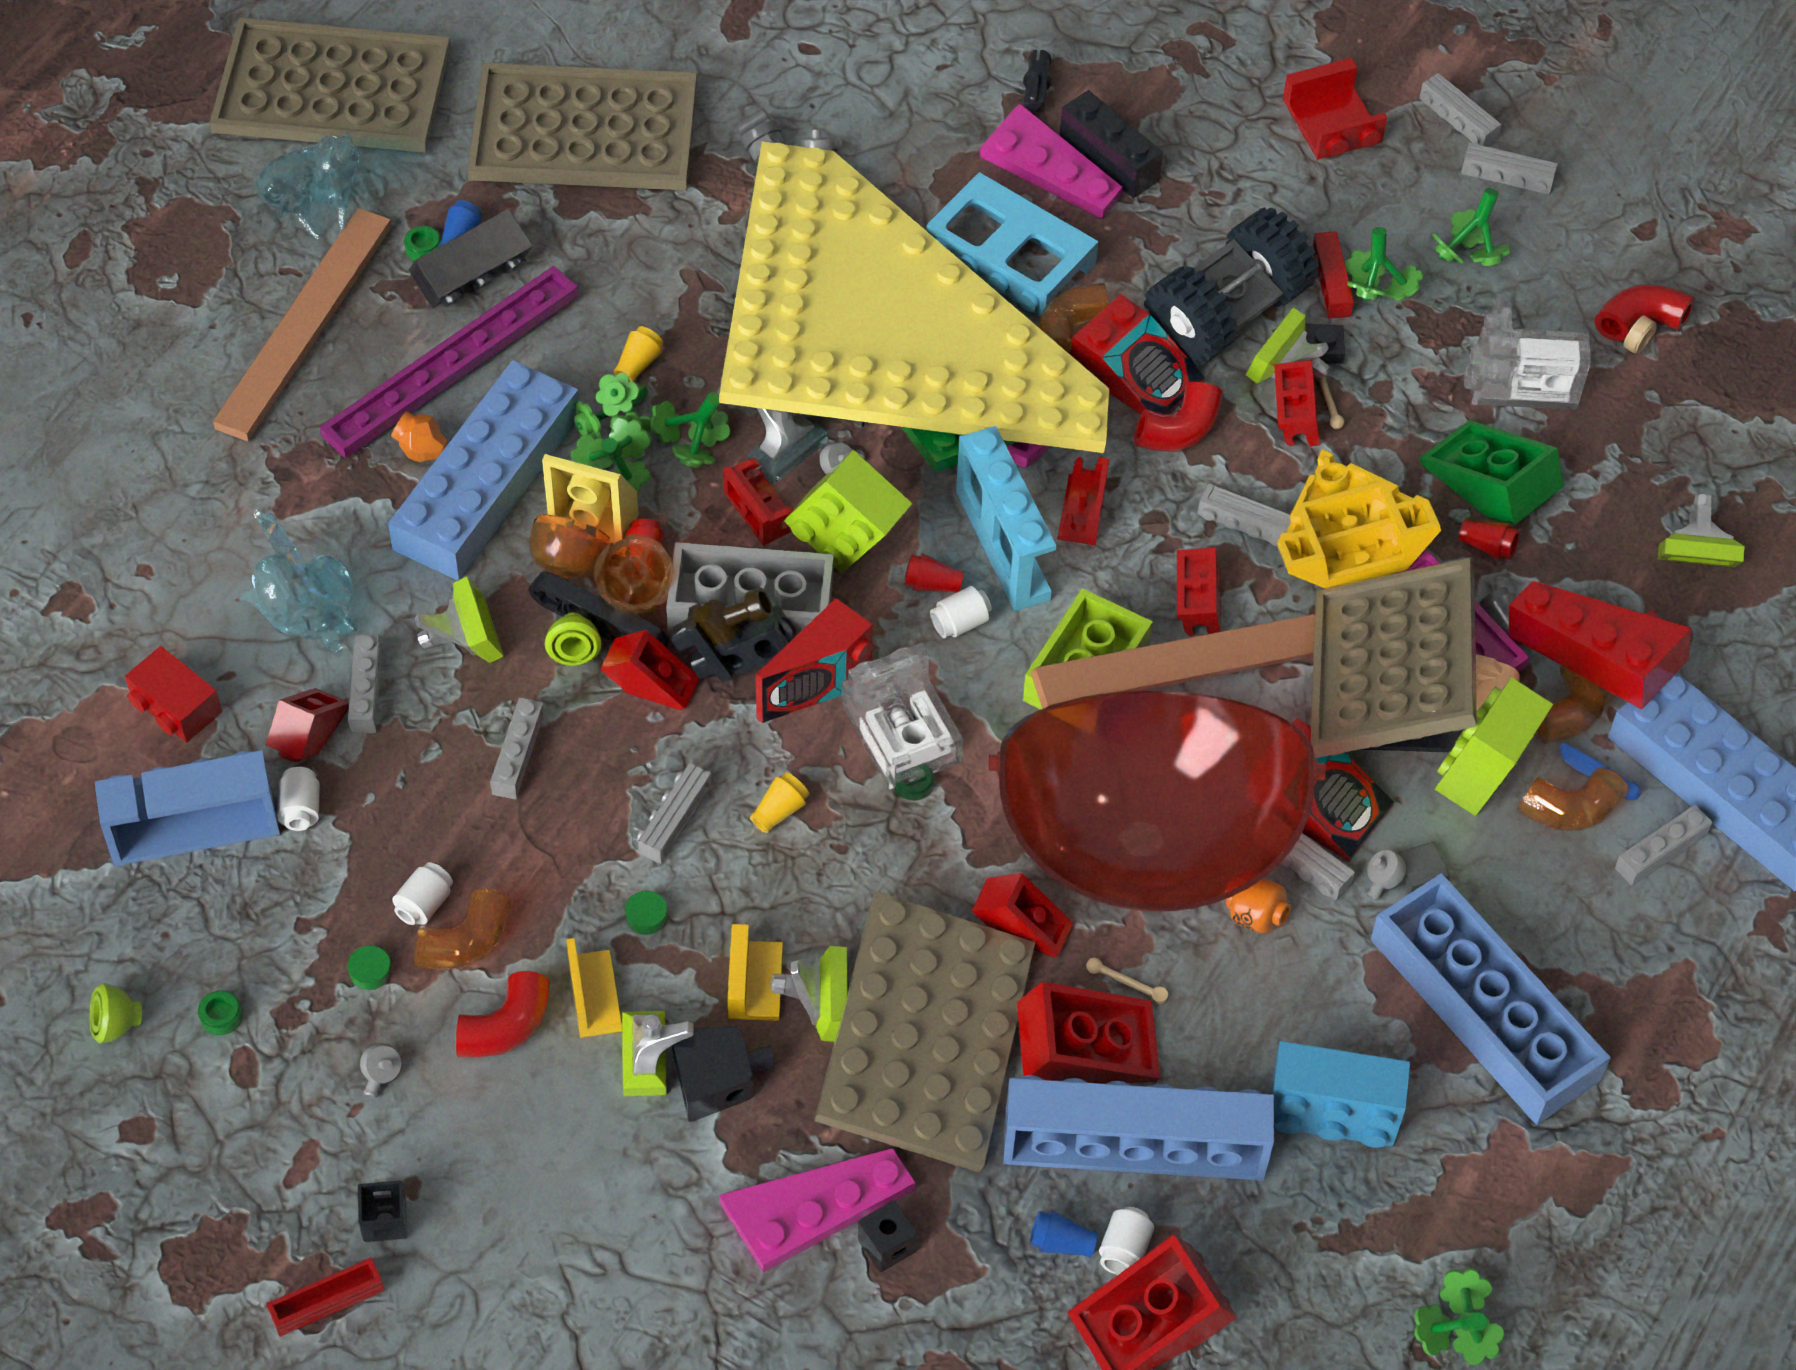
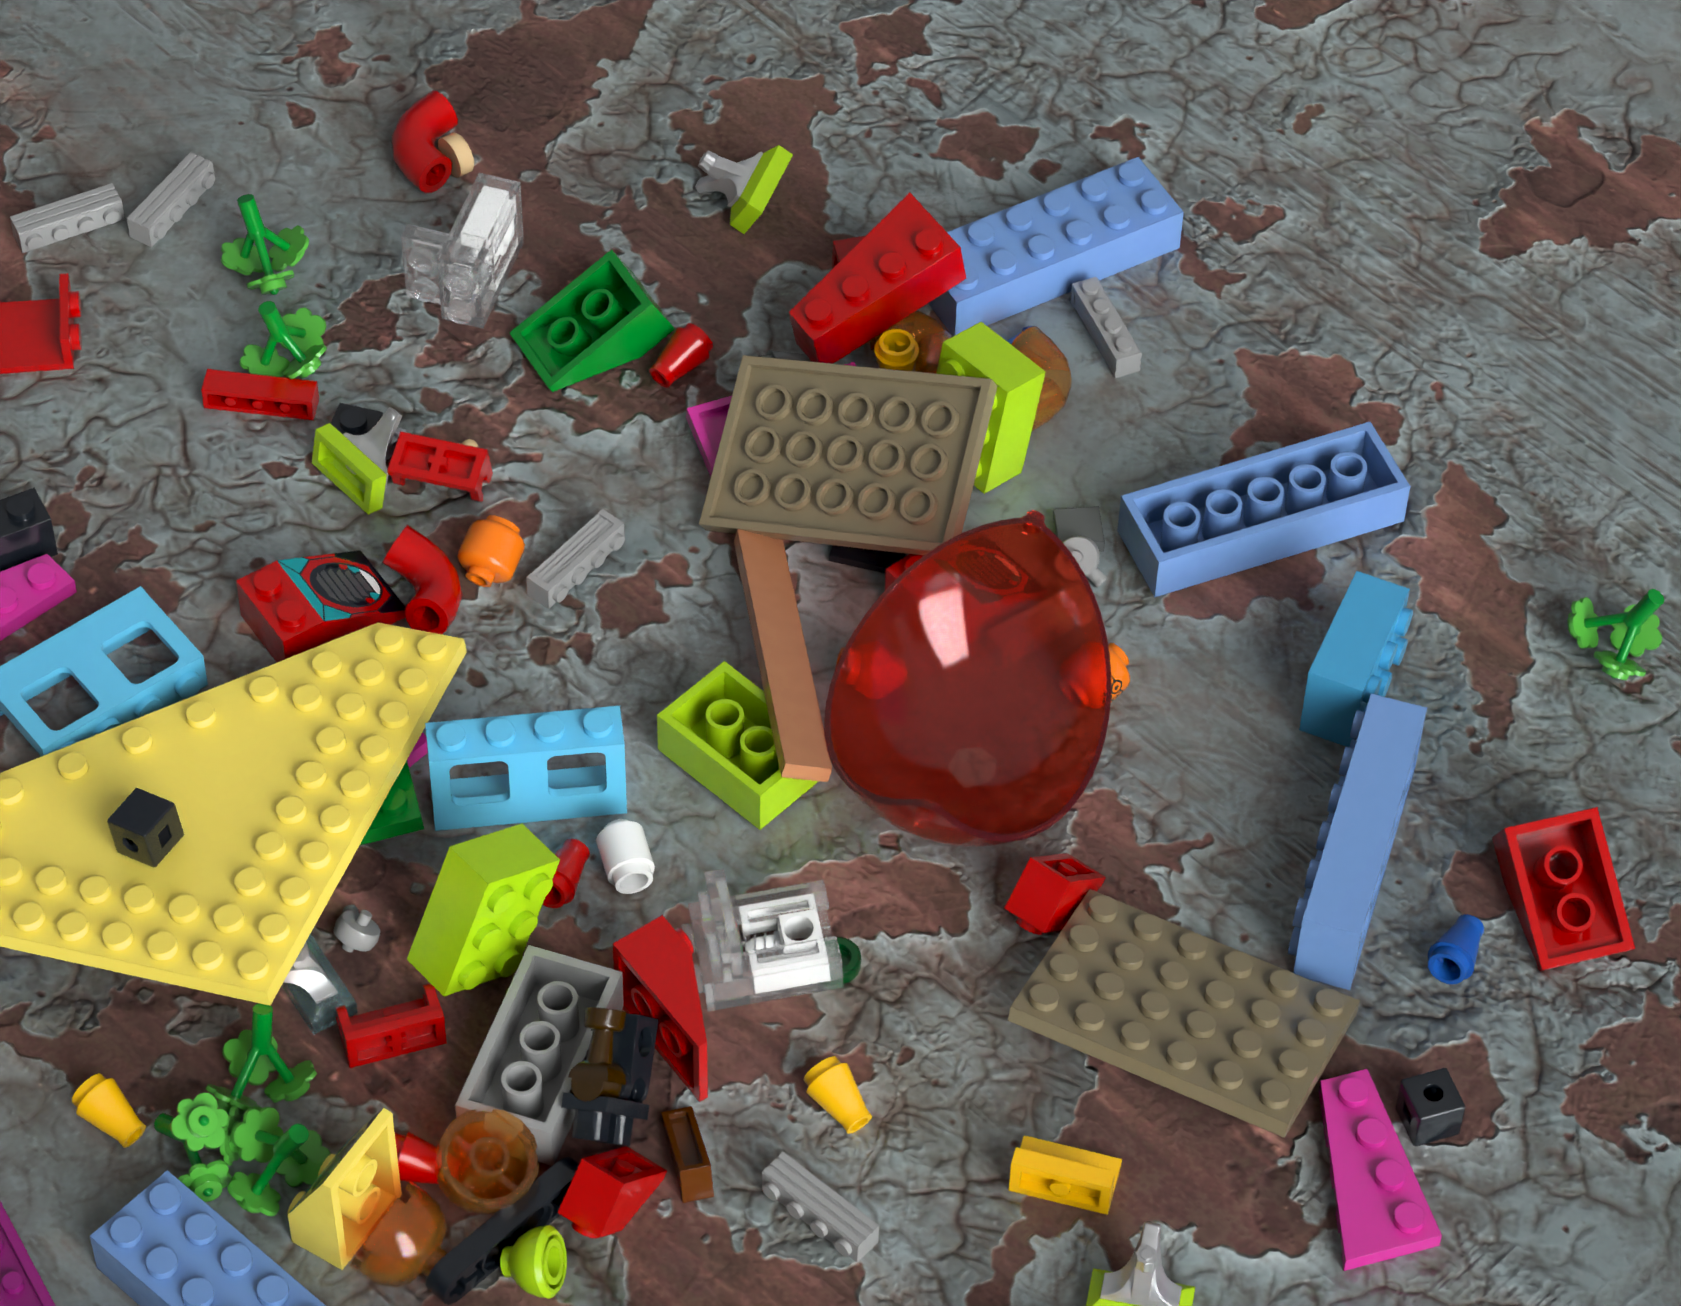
camera: 75 degrees left, 5 degrees down
(646, 912) = (948, 1265): green tile -> none
(702, 716) = (688, 1154): none -> reddish brown piece
(717, 1069) = (1195, 1227): black torso -> none
(820, 989) = (1111, 1097): piece -> none
(847, 285) = (145, 827): none -> black piece
(1071, 310) = (218, 640): clear orange cylinder -> none
(1083, 502) = (501, 690): red hinge -> none
(1087, 1035) = (1225, 872): red slope -> none
(1125, 1239) = (1477, 891): white brick -> none
(1158, 994) = (1176, 799): tan hinge -> none
(1199, 589) = (673, 618): red hinge -> none
(1228, 455) = (491, 551): none -> orange head
(1257, 268) = (247, 445): black plate -> none
(1354, 526) = (635, 455): yellow wedge -> none
(1544, 678) = (896, 350): none -> yellow cone

